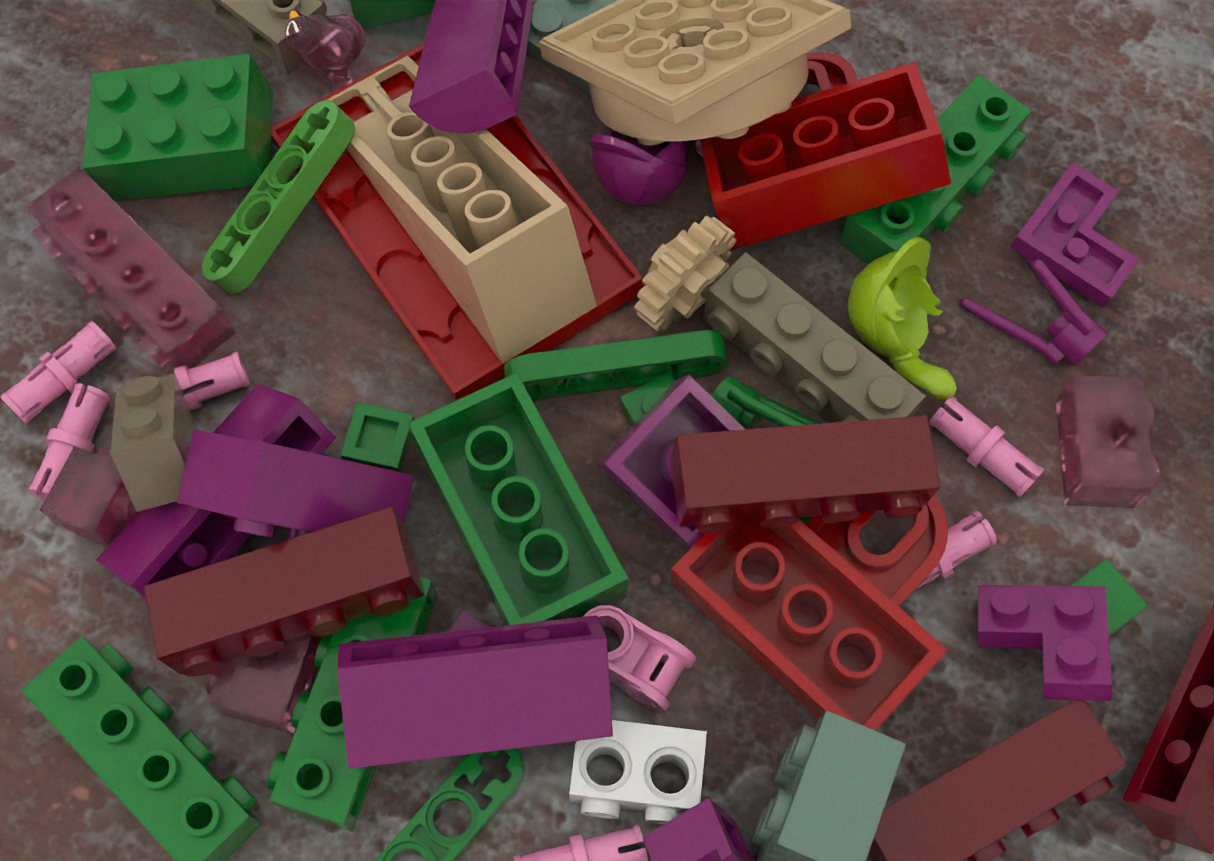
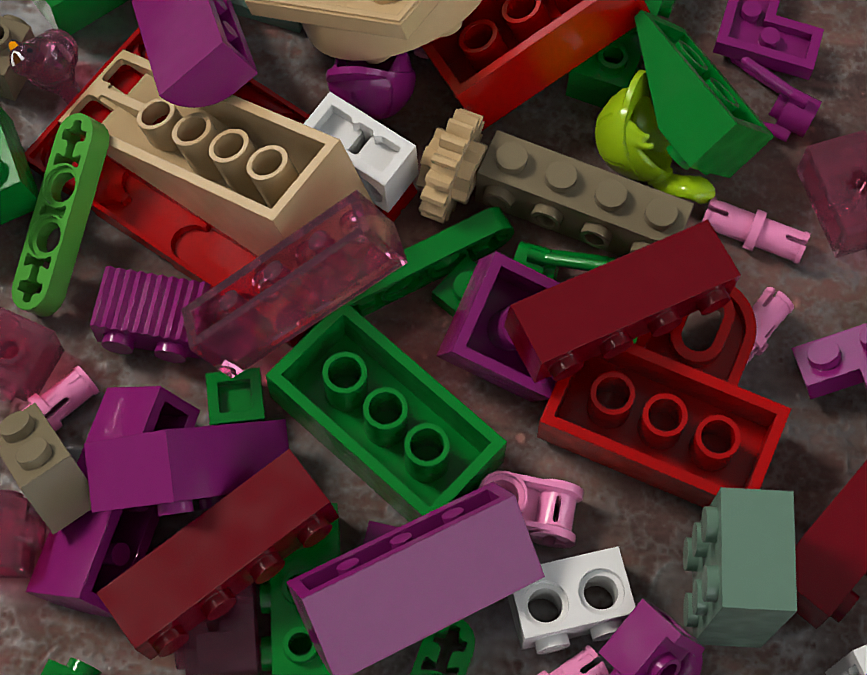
camera: 20 degrees left, 0 degrees up
(330, 325) = (144, 313): none -> magenta brick
(469, 340) = (293, 285): none -> clear pink brick
(609, 237) = (379, 155): none -> white brick
(967, 291) = (695, 103): none -> green slope

